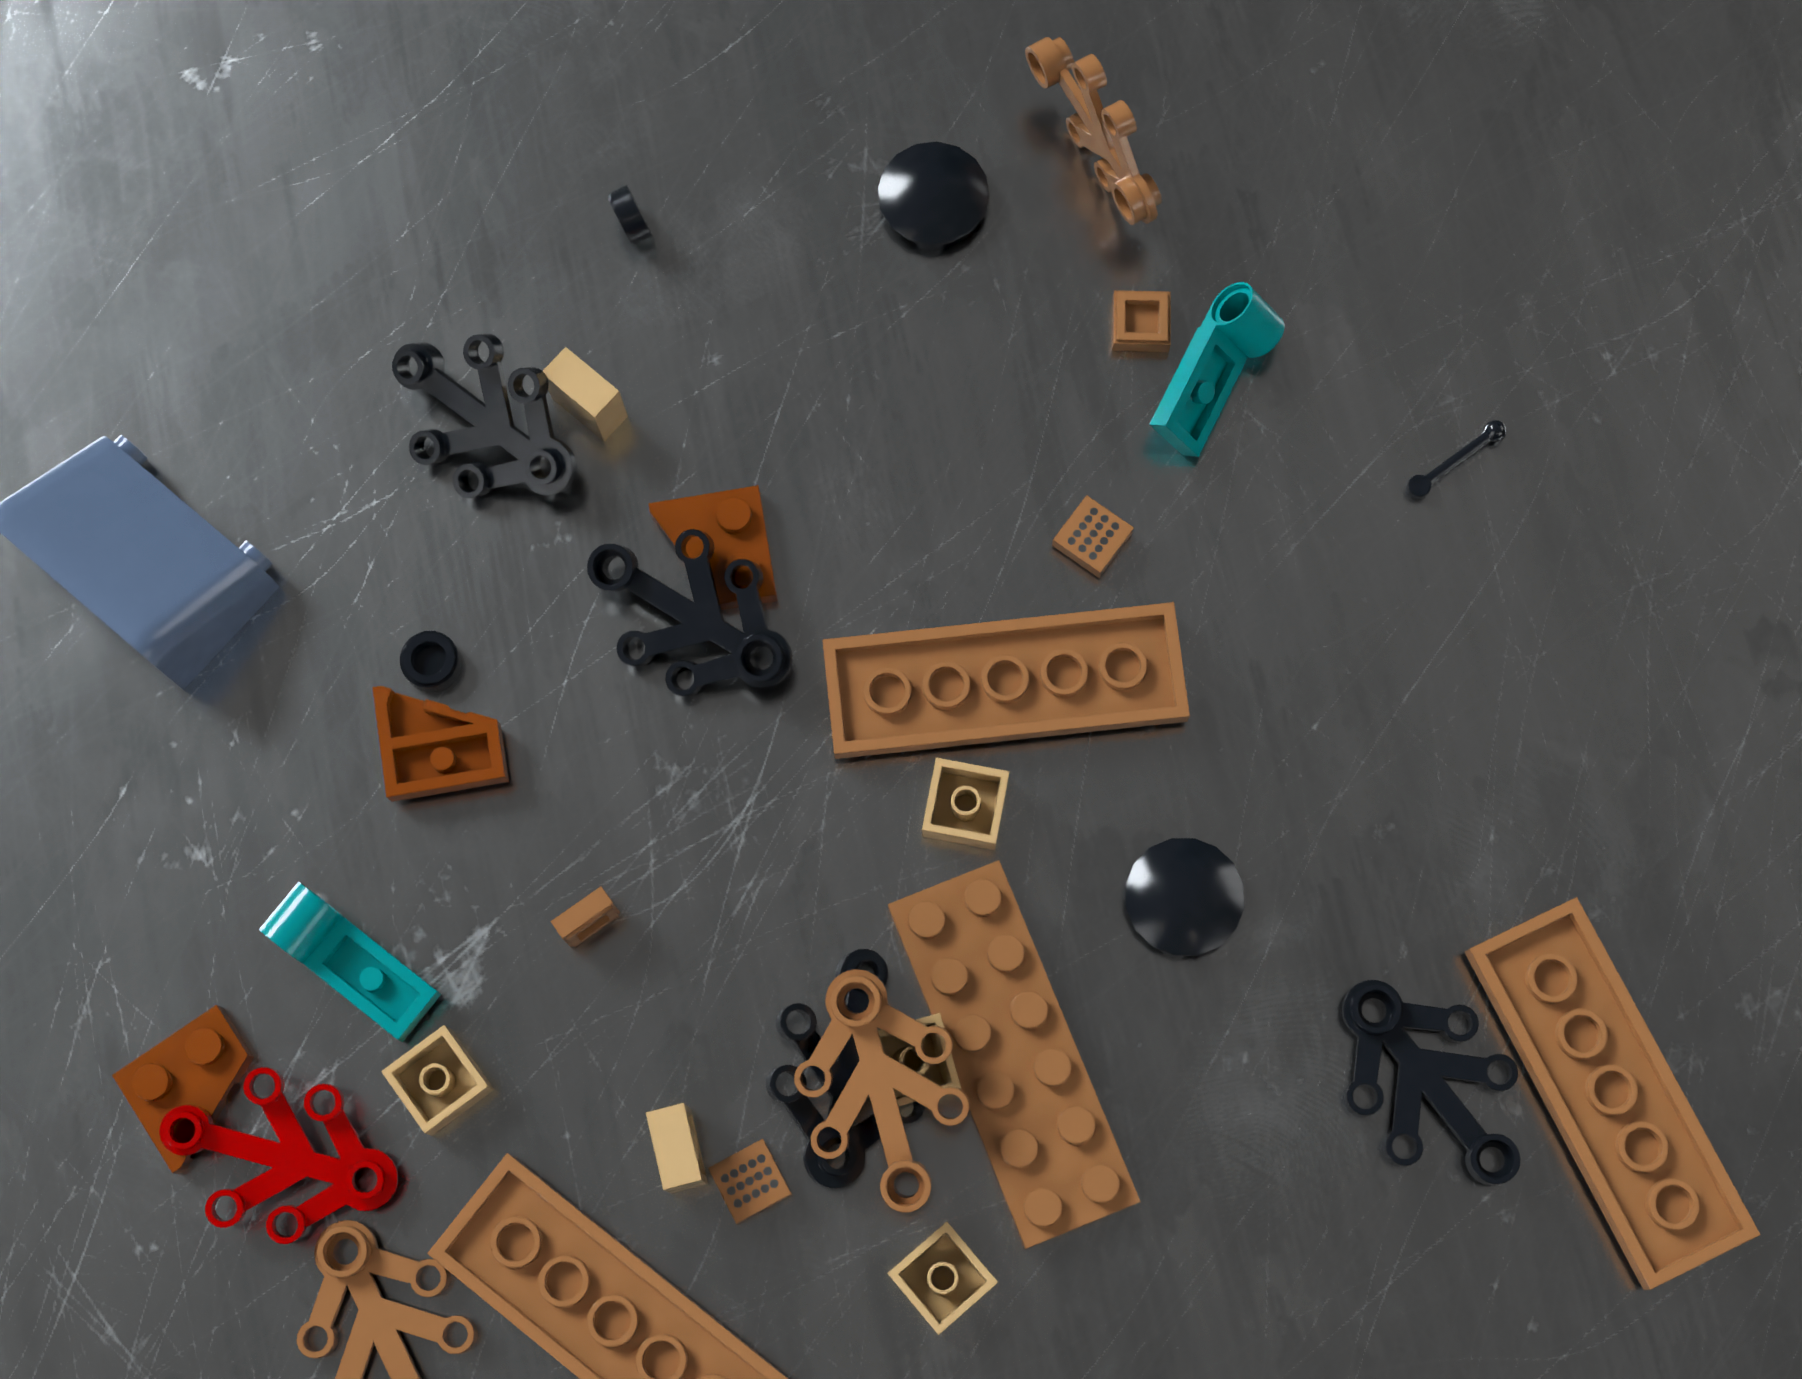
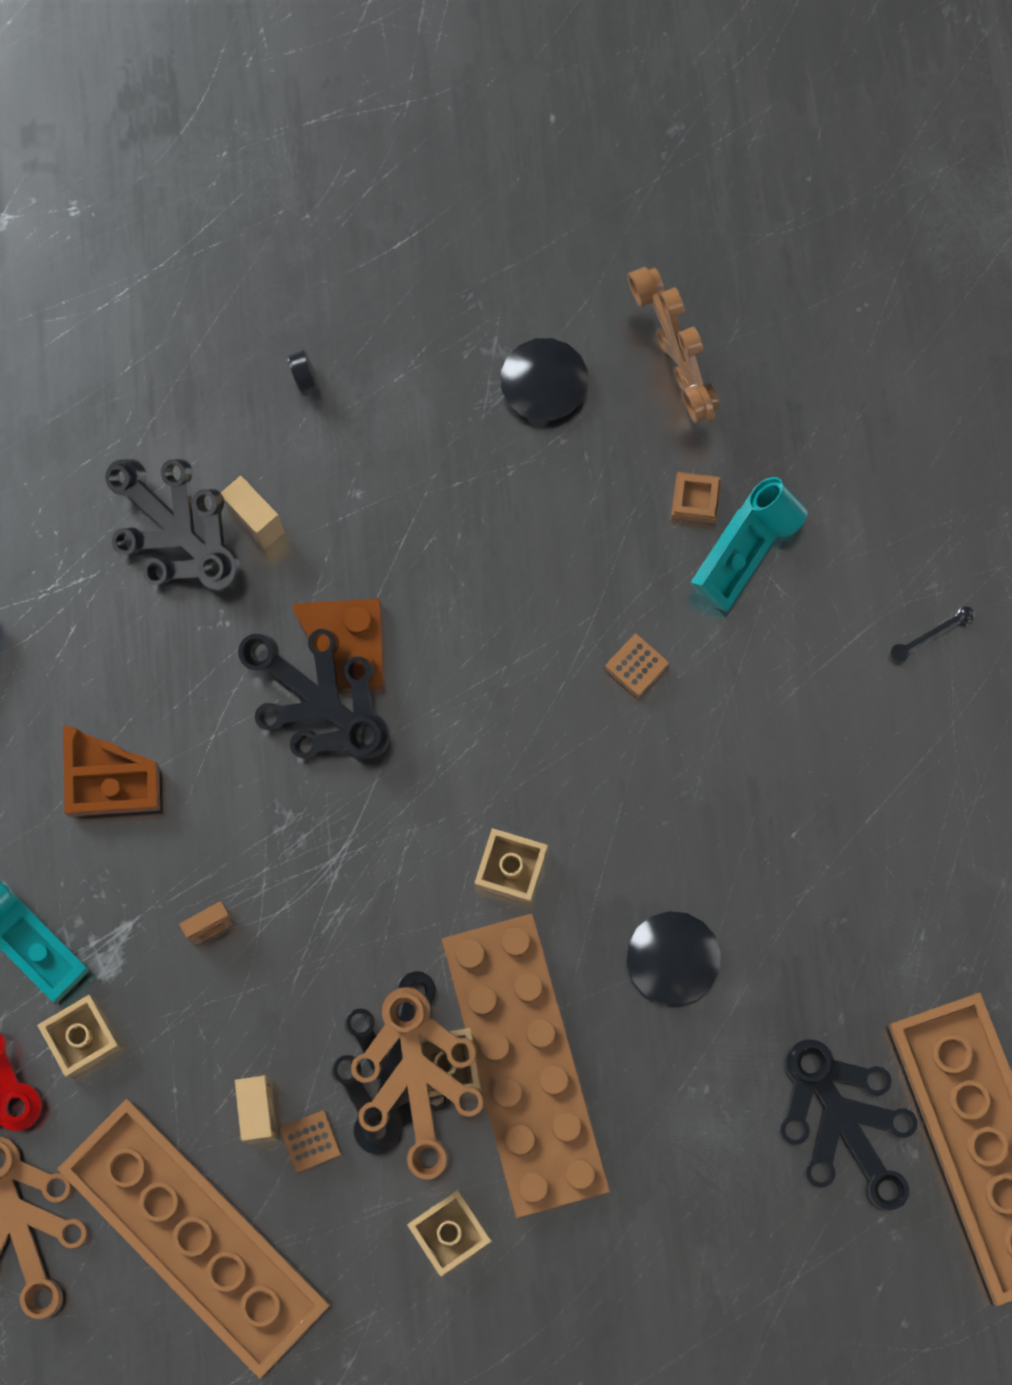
camera: 10 degrees right, 0 degrees up
(430, 661) = (110, 709): black tile -> none
(1005, 680) = (554, 773): medium nougat plate -> none

